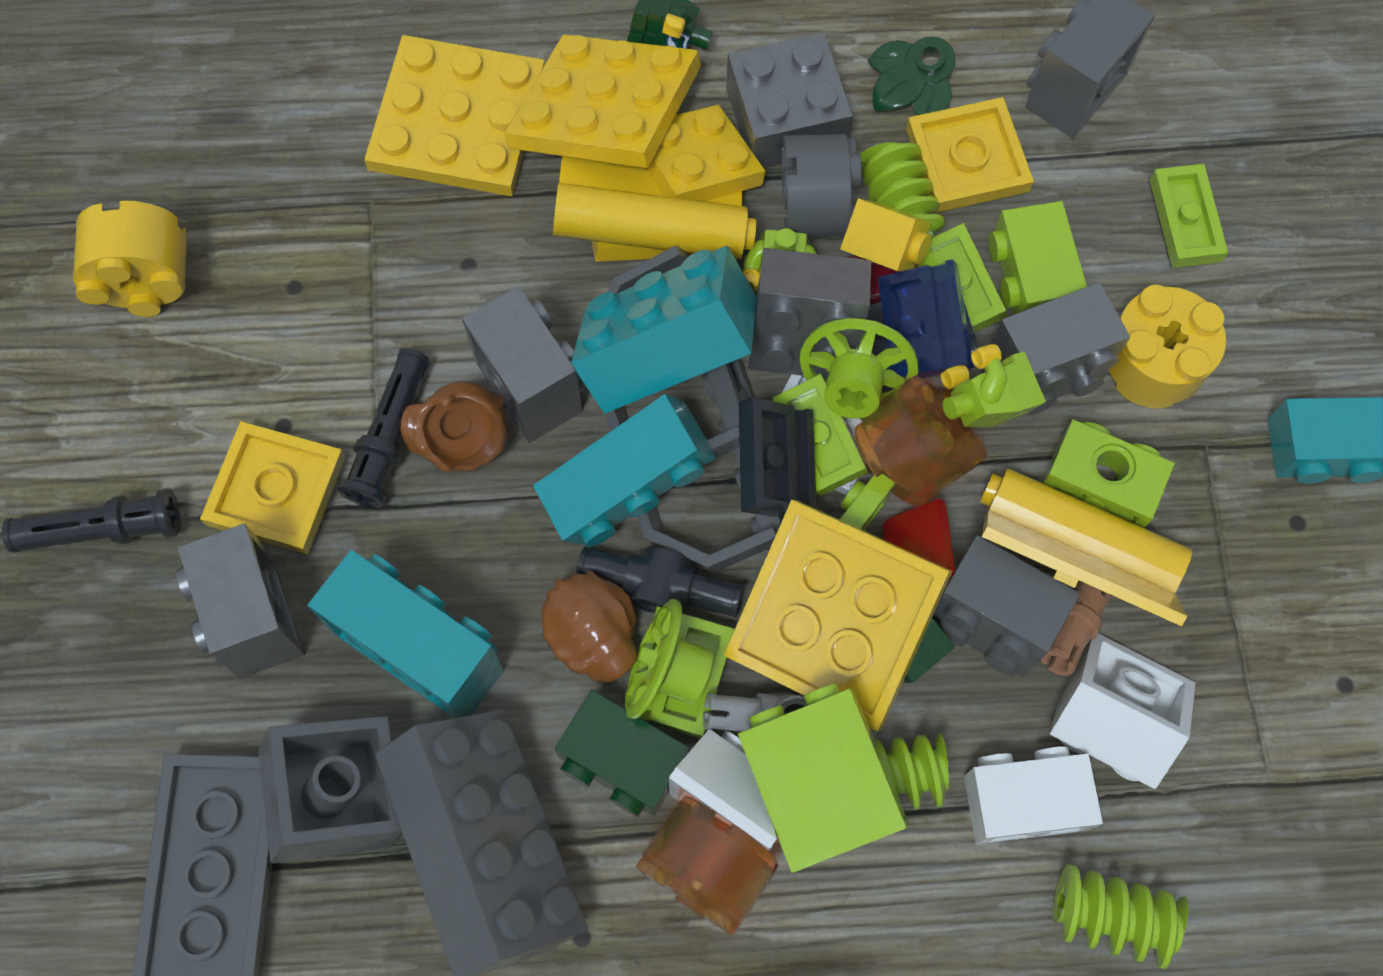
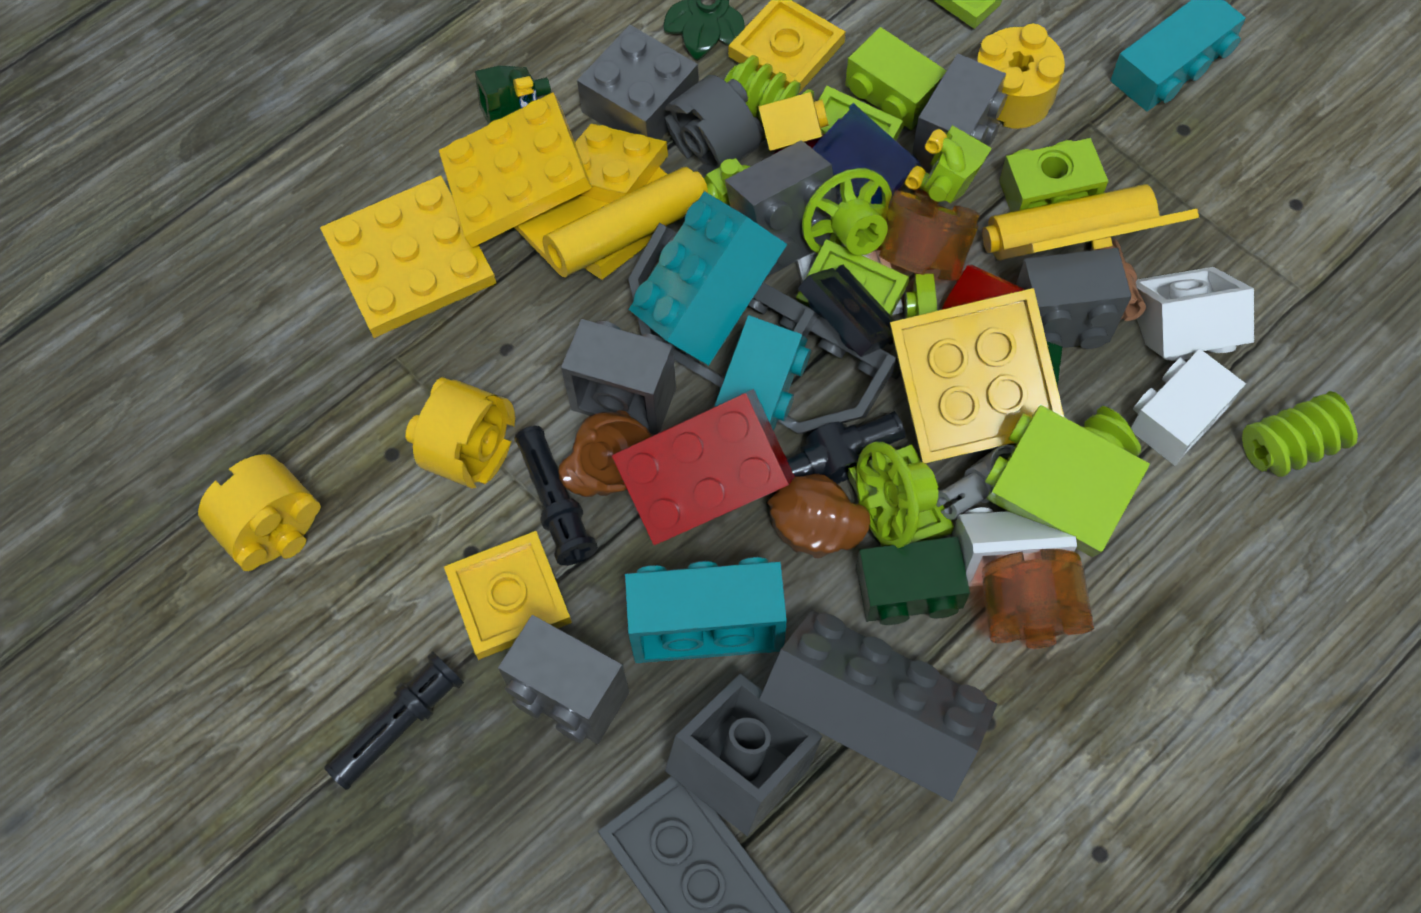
camera: 35 degrees left, 5 degrees down
(349, 313) = (461, 432): none -> yellow brick
(516, 505) = (704, 467): none -> red brick

